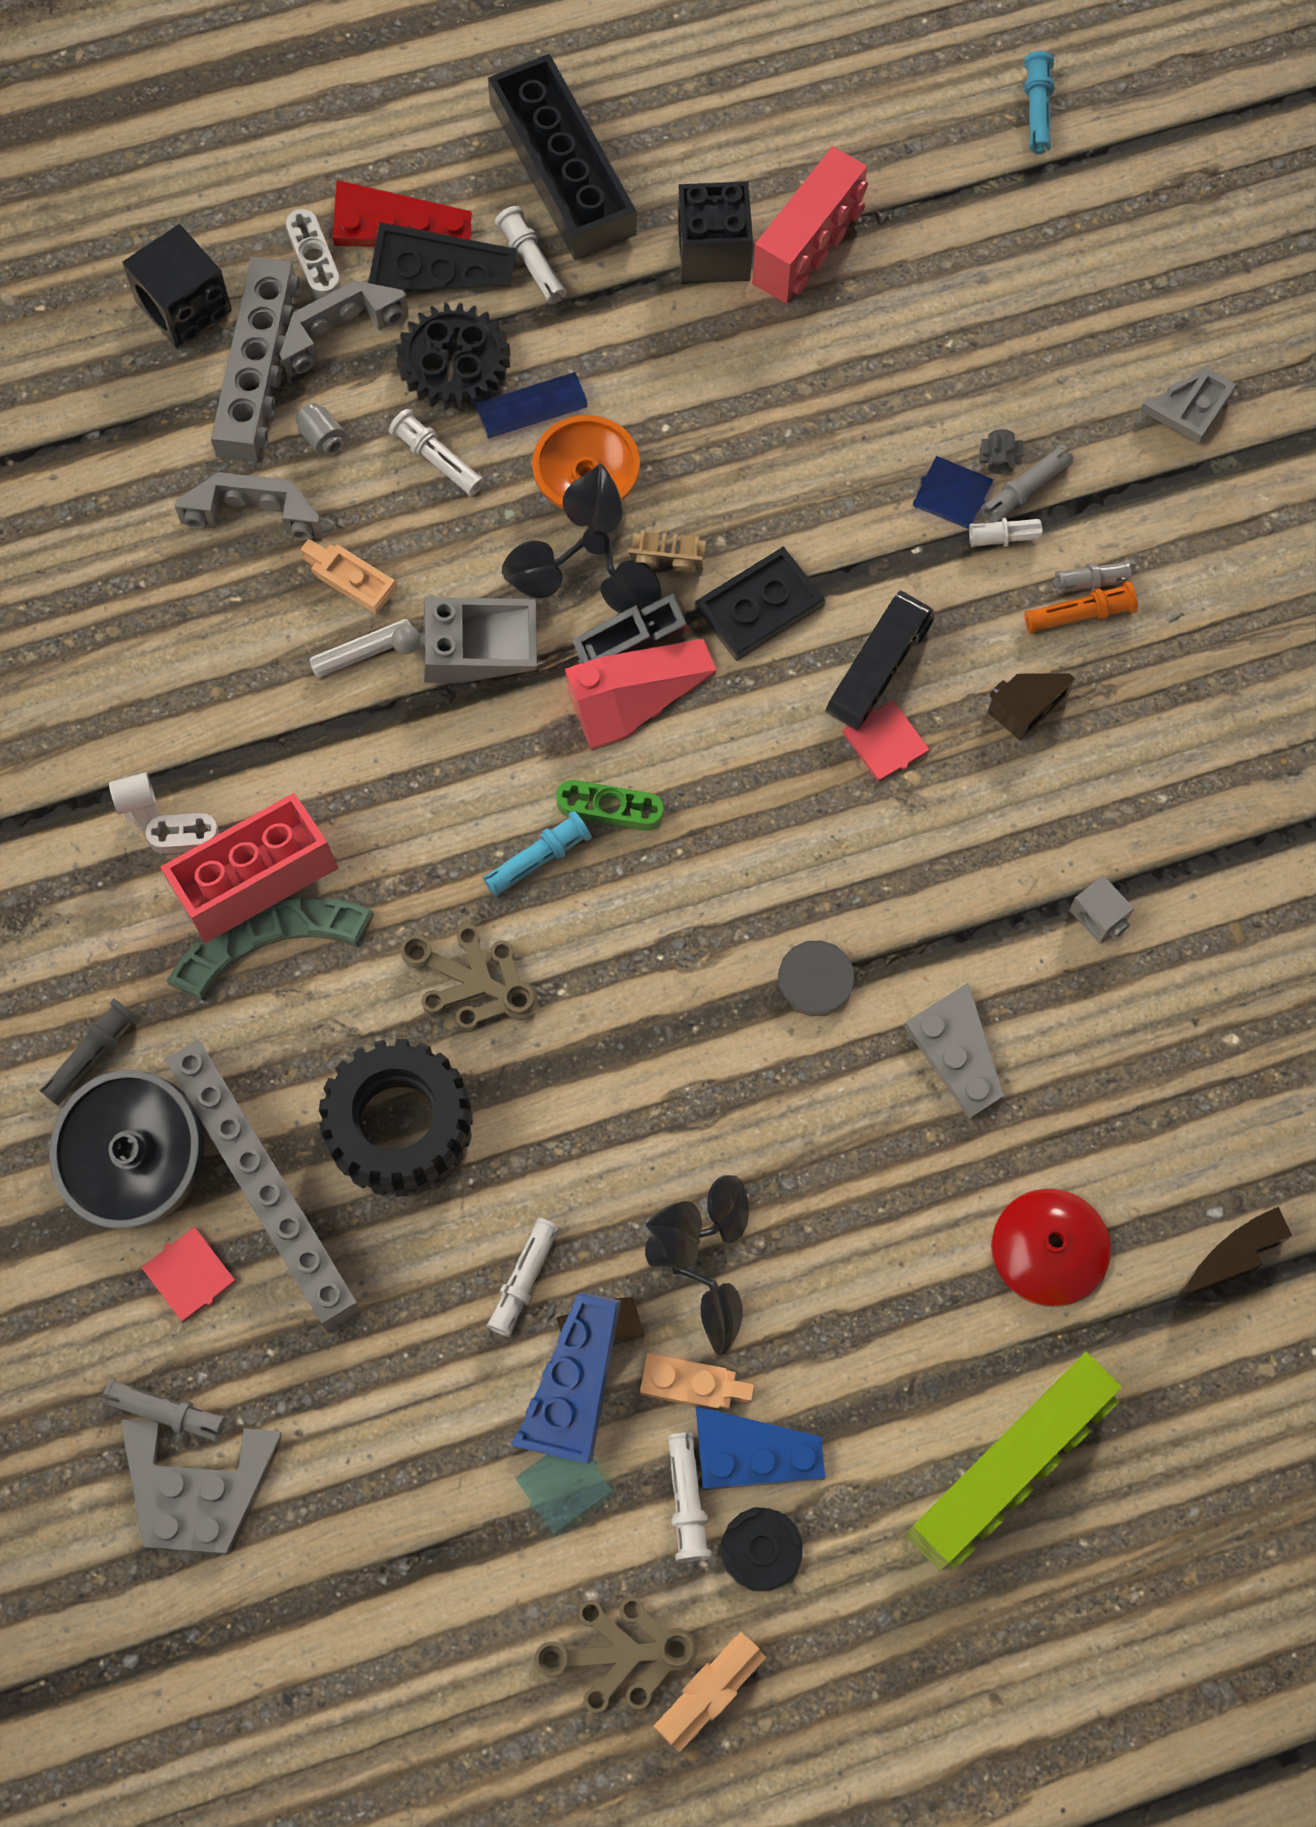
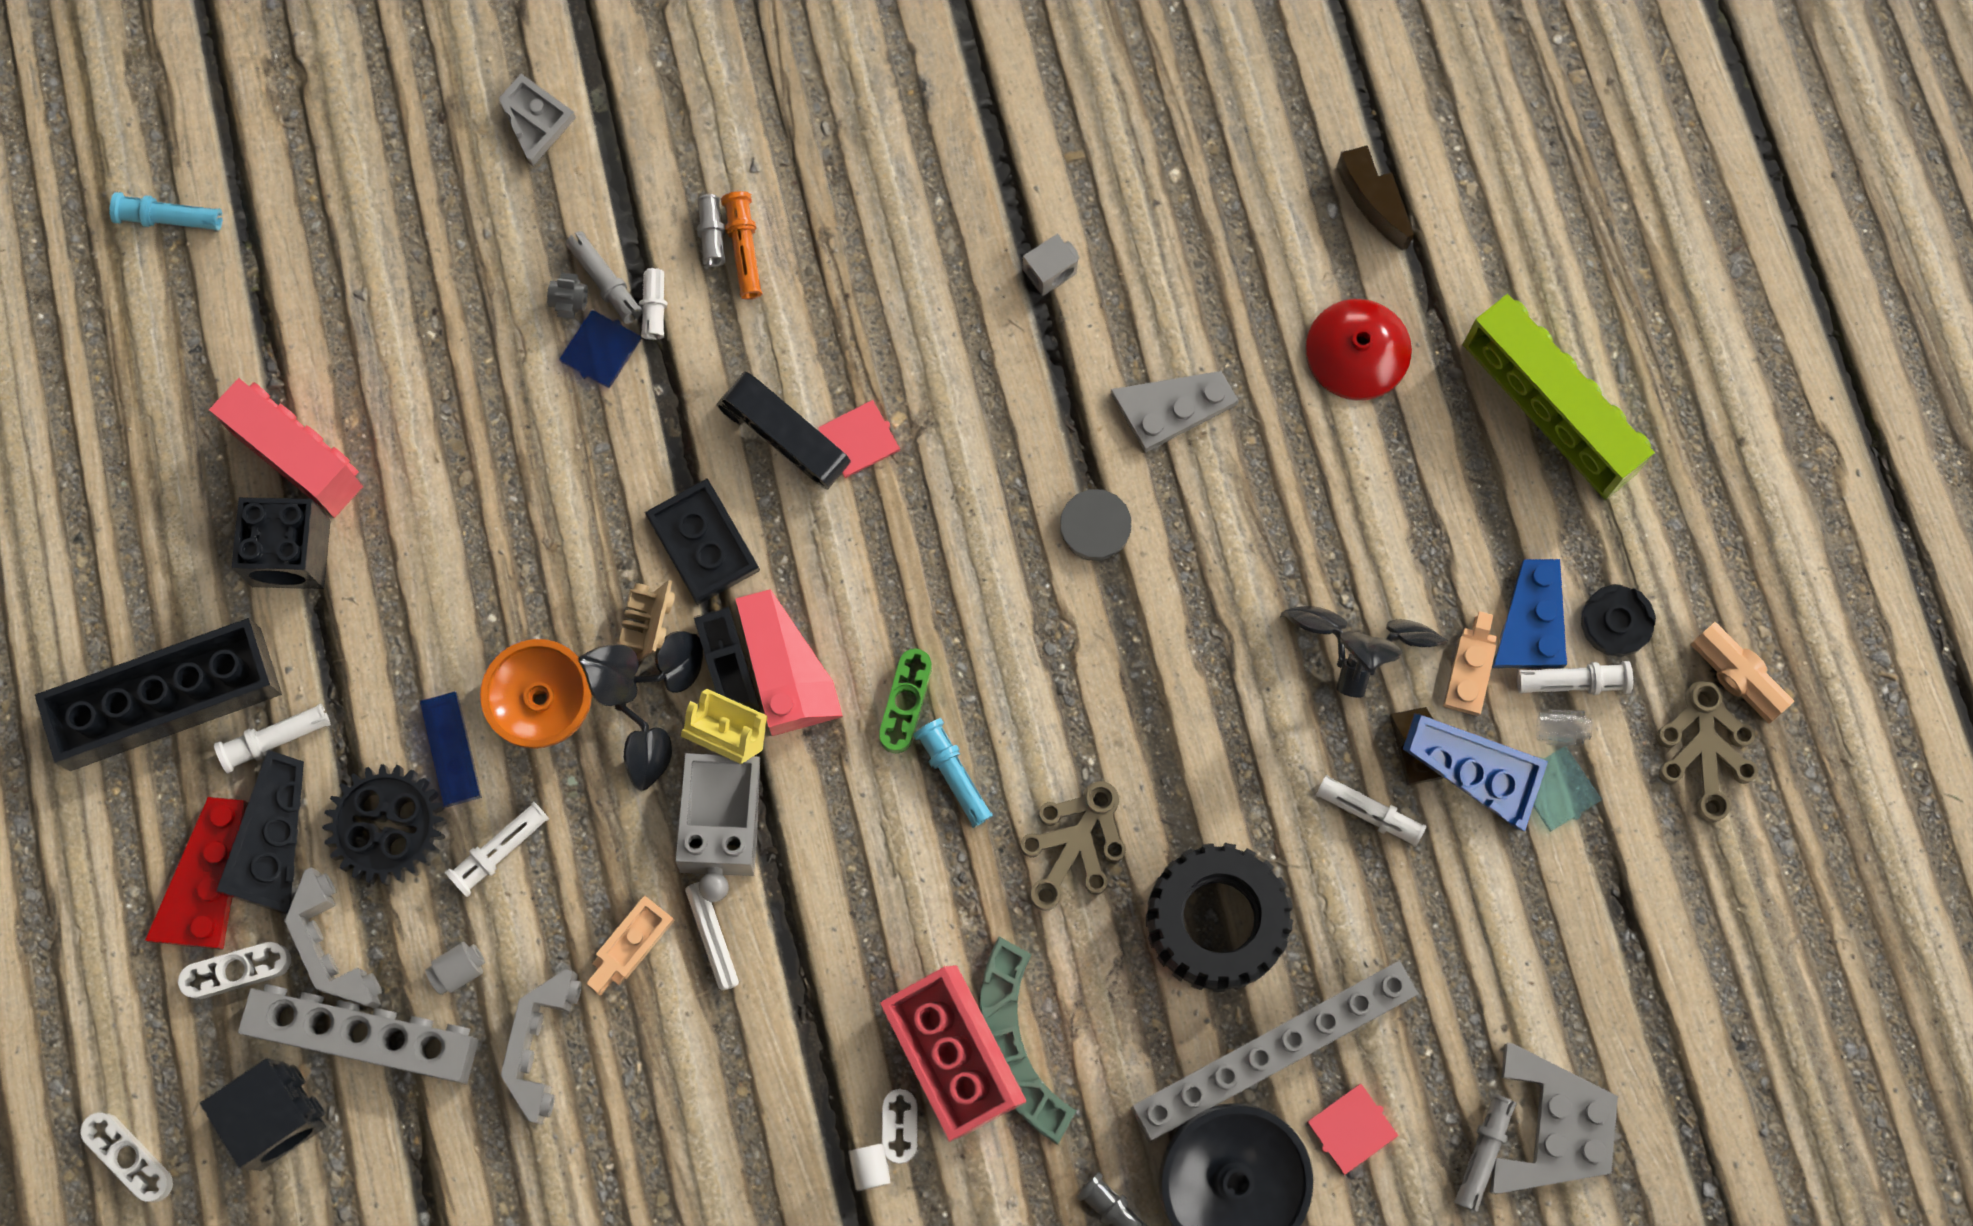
camera: 85 degrees left, 5 degrees up
(142, 208) = (138, 1183): none -> white beam
(563, 633) = (725, 727): none -> light yellow hinge
(629, 1484) = (1563, 727): none -> clear brick
(1028, 700) = (836, 304): dark brown slope -> none

